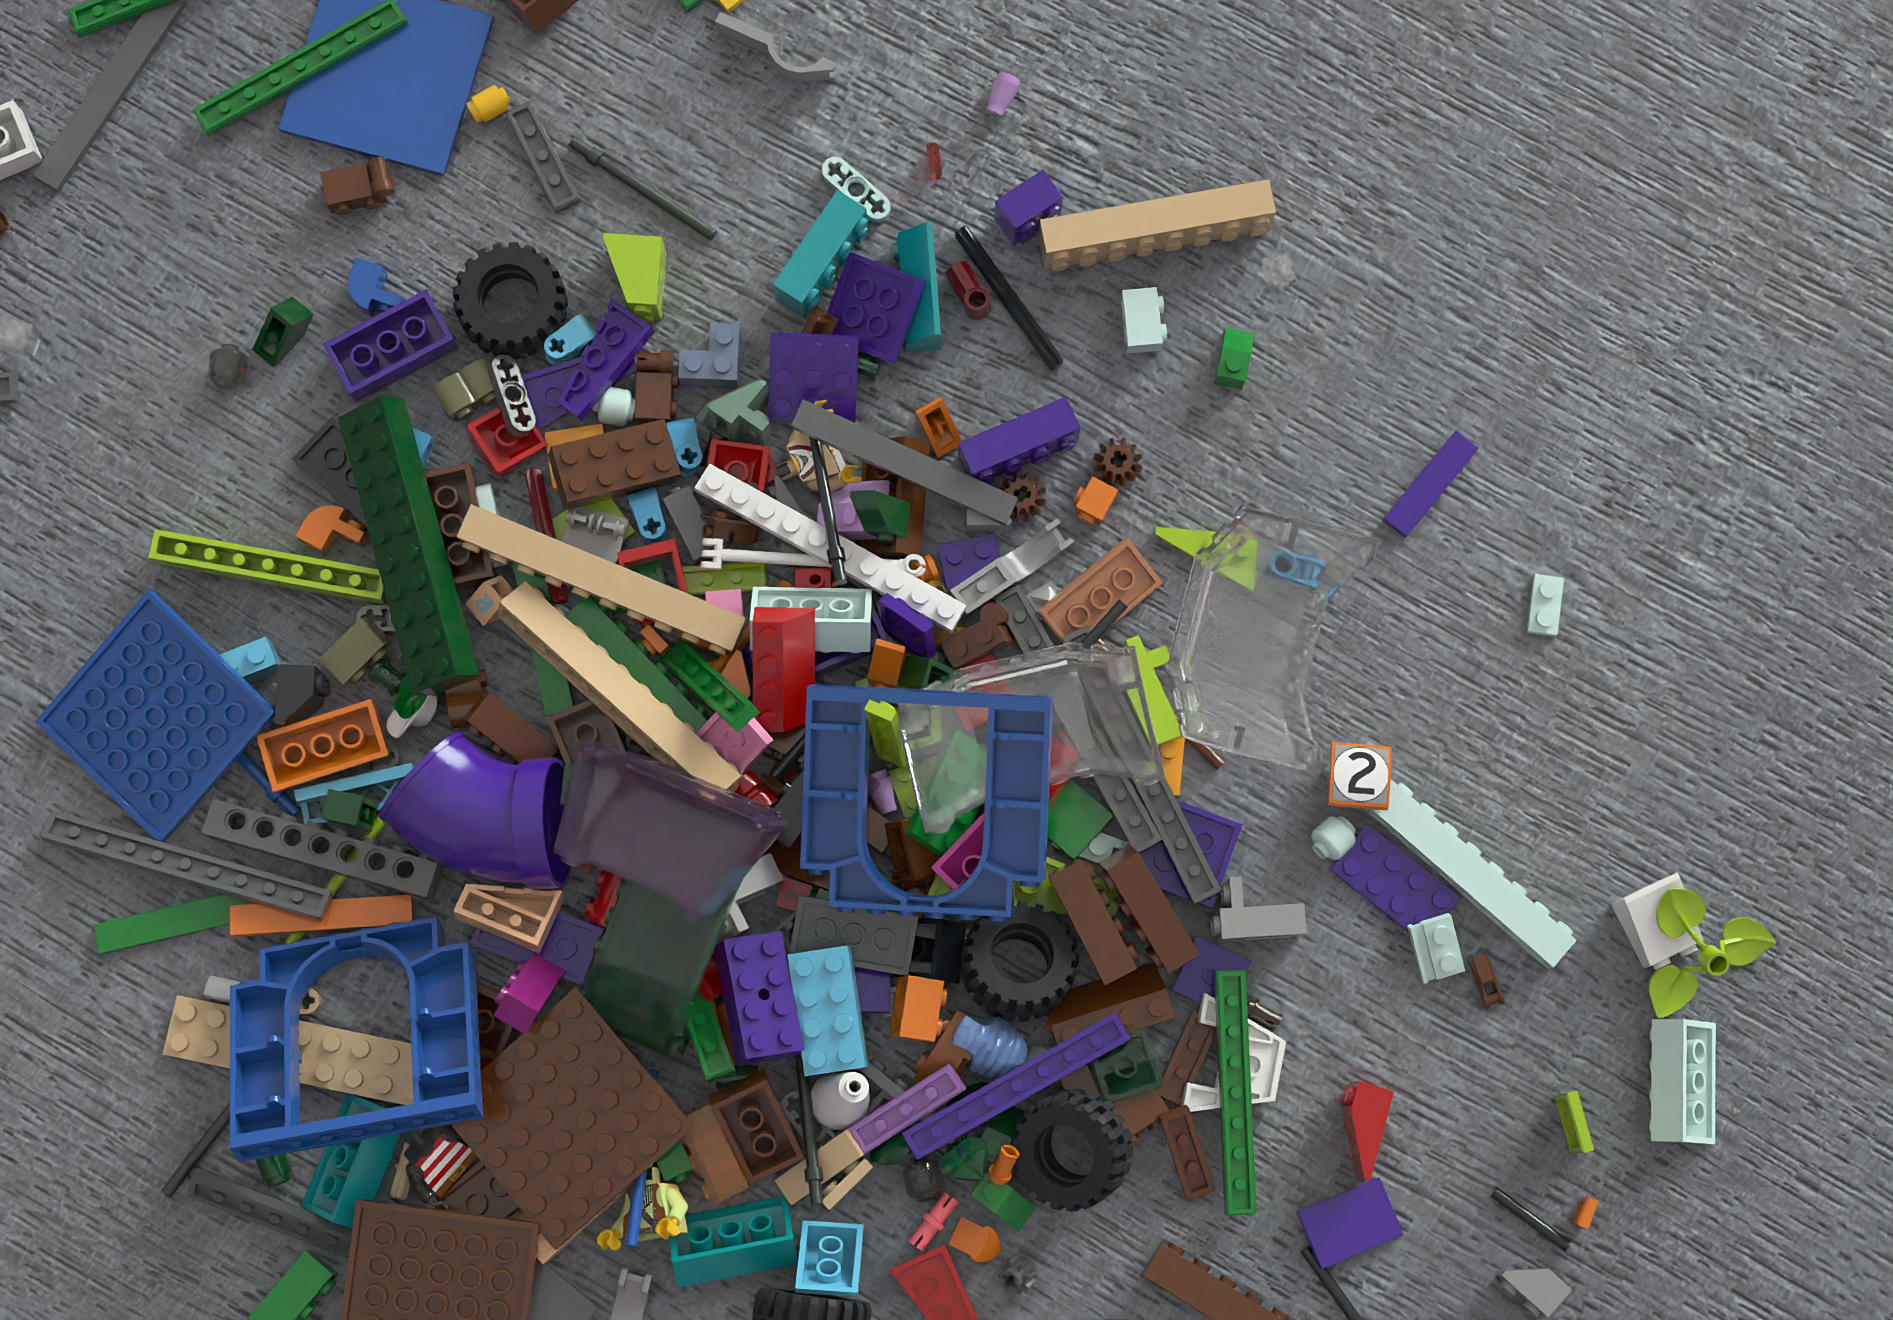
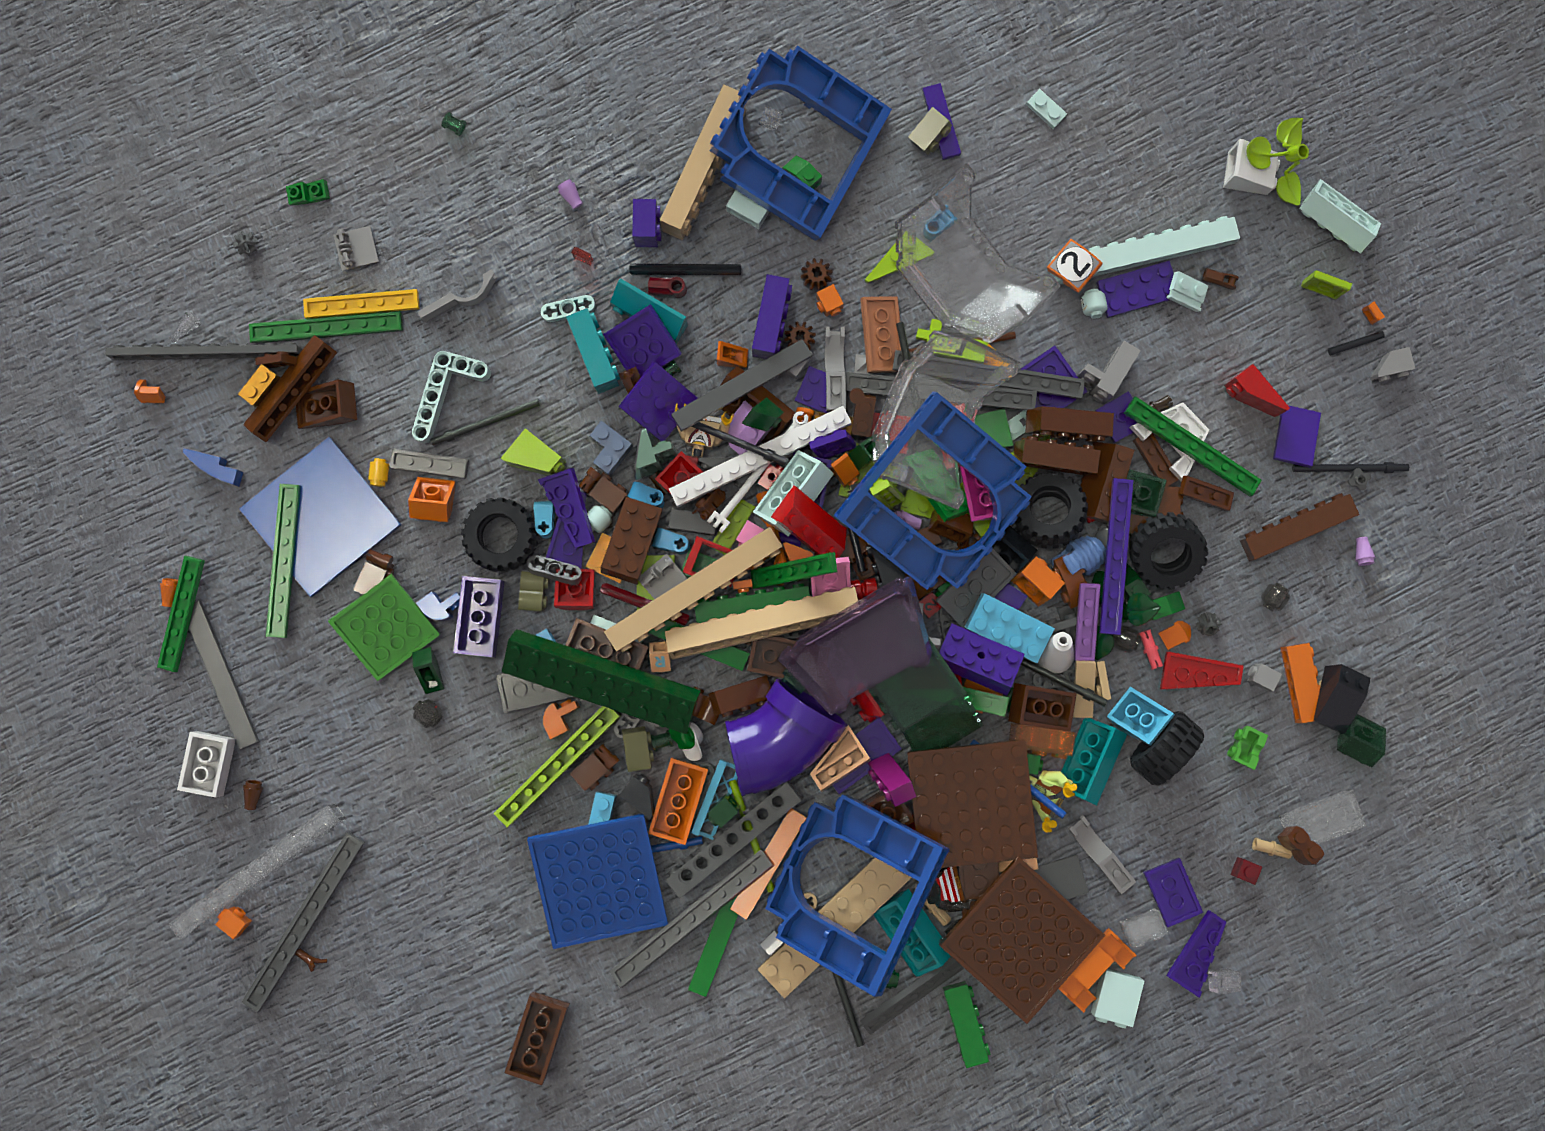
camera: 55 degrees left, 5 degrees up
(296, 616) = (594, 767): none -> reddish brown hinge
(299, 241) = (384, 627): none -> bright green plate
(499, 189) = (431, 499): none -> orange slope
(644, 108) = (431, 387): none -> light aqua beam
(1000, 1171) = (1152, 590): orange pin -> none
(1352, 303) = (826, 93): none -> blue door
(1403, 477) = (930, 131): none -> brick

